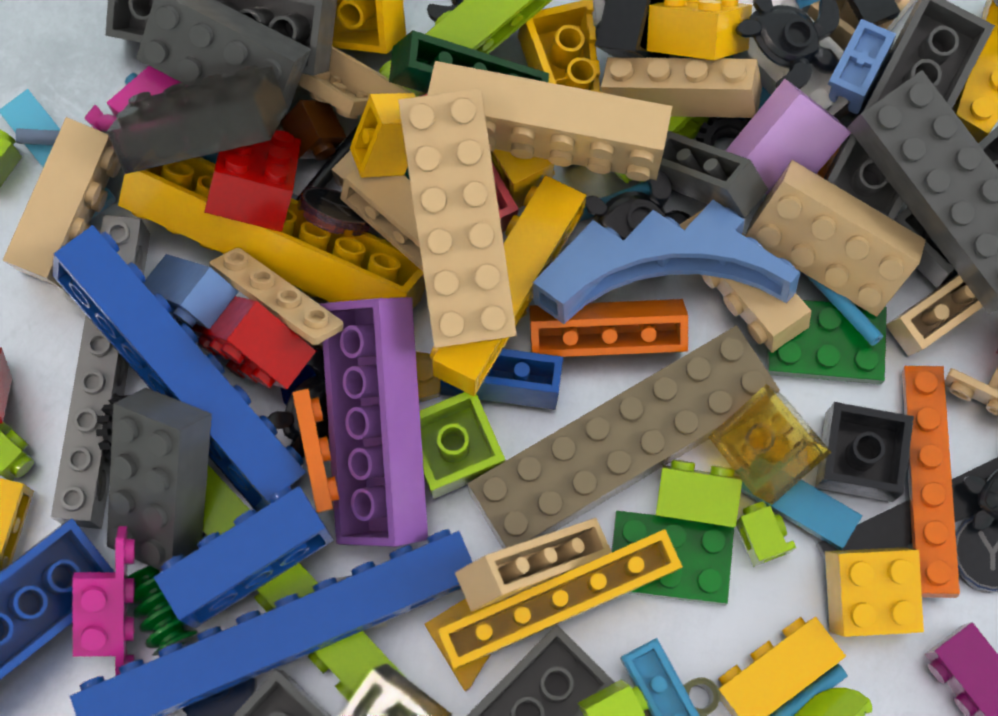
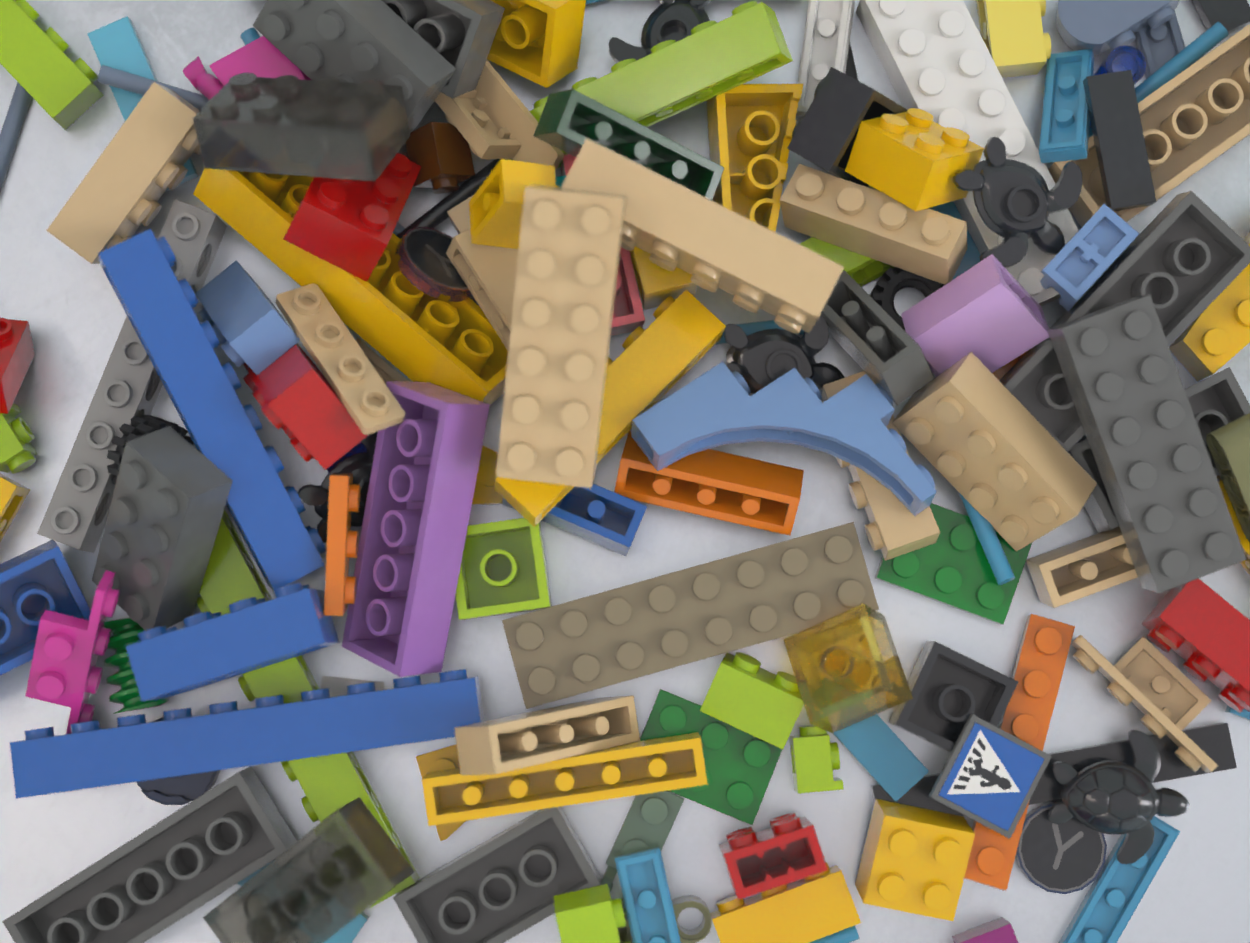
camera: 15 degrees right, 10 degrees up
(637, 626) = (643, 828): none -> sand green hinge
(765, 610) = (772, 856): none -> red brick
(915, 499) = (990, 776): none -> piece

